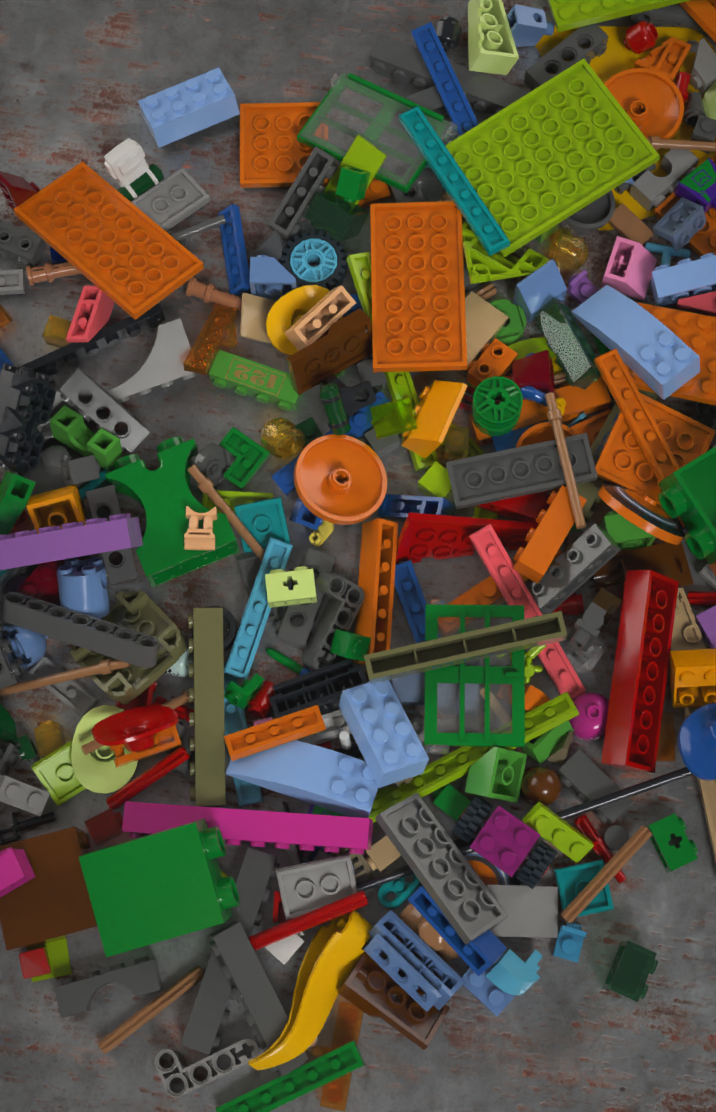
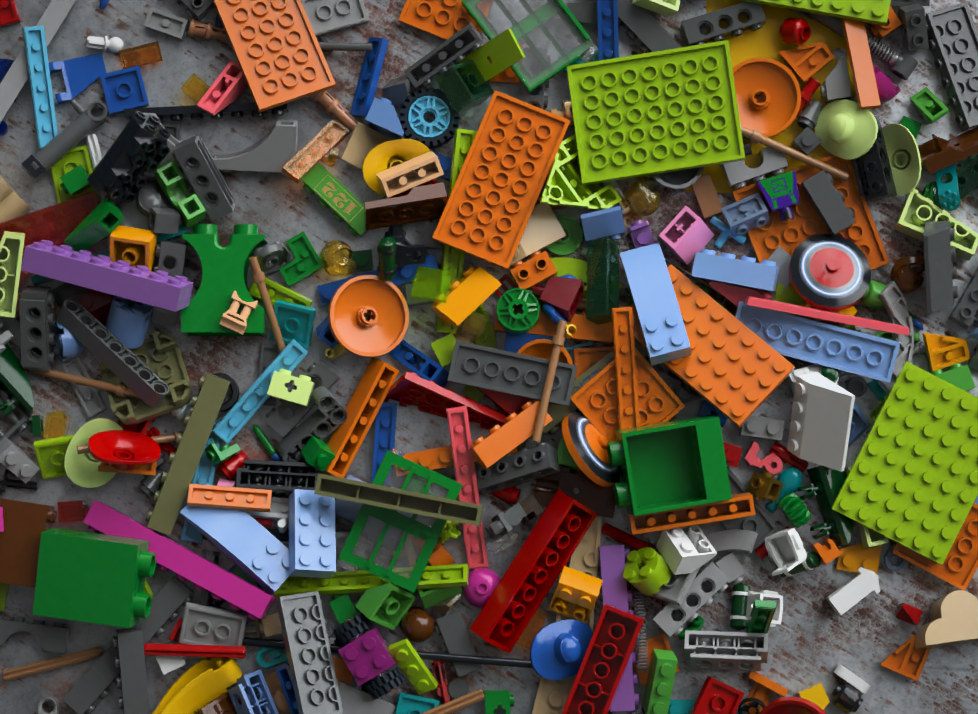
camera: 20 degrees right, 10 degrees up
(147, 778) = (119, 489): red axle -> none
(352, 184) = (487, 66): green brick -> none
(454, 181) = (571, 100): teal tile -> none

